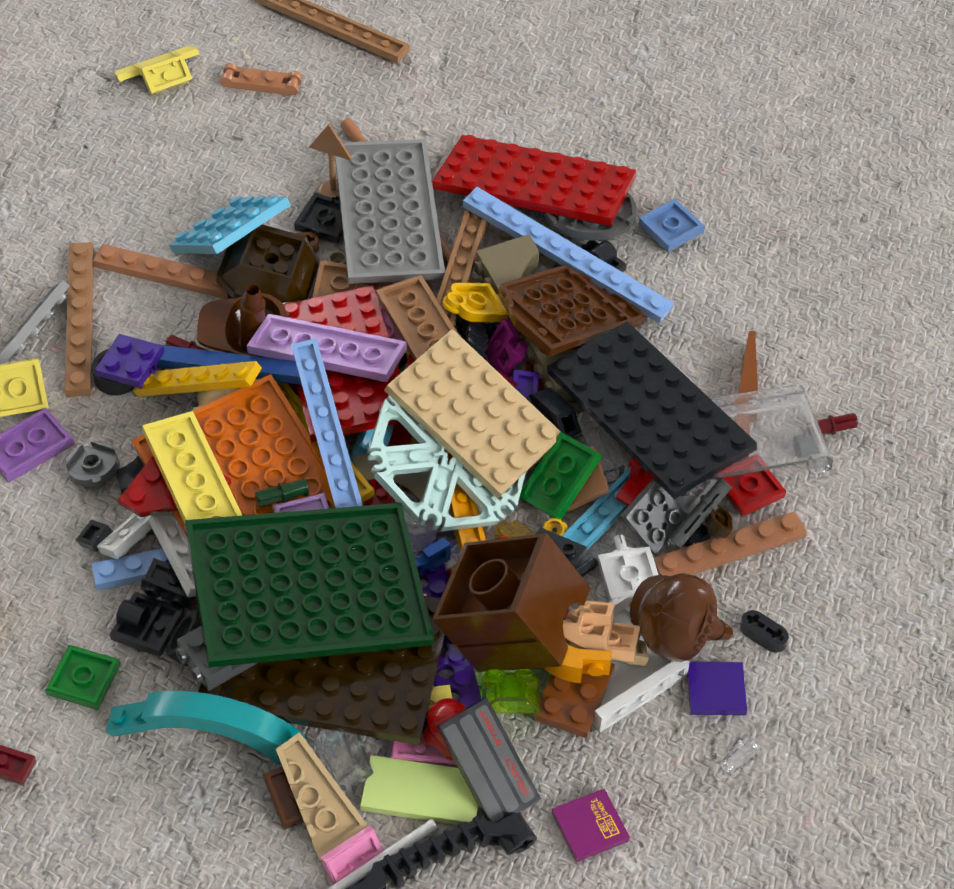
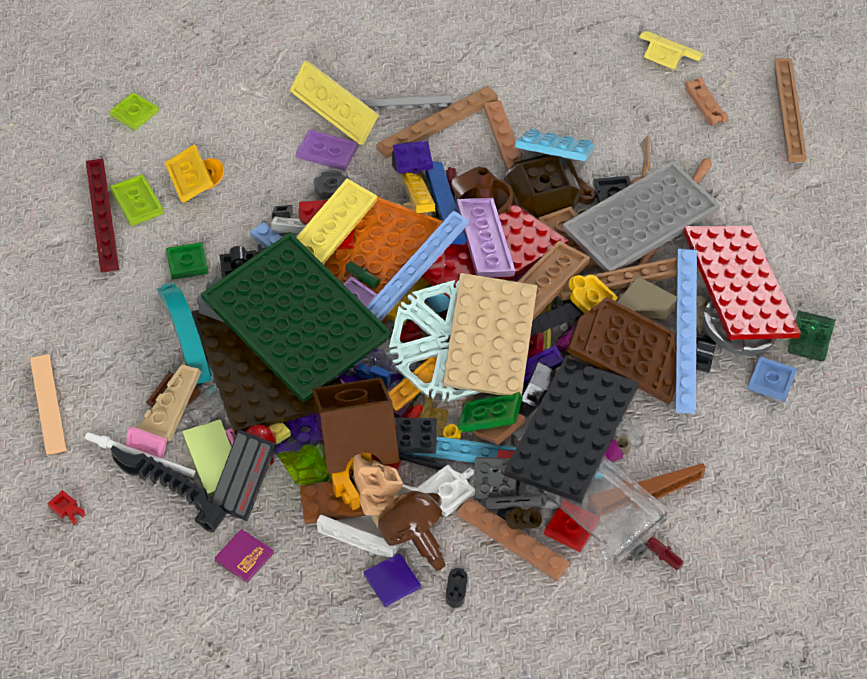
camera: 60 degrees right, 0 degrees up
(650, 171) = (814, 336): none -> clear green bracket

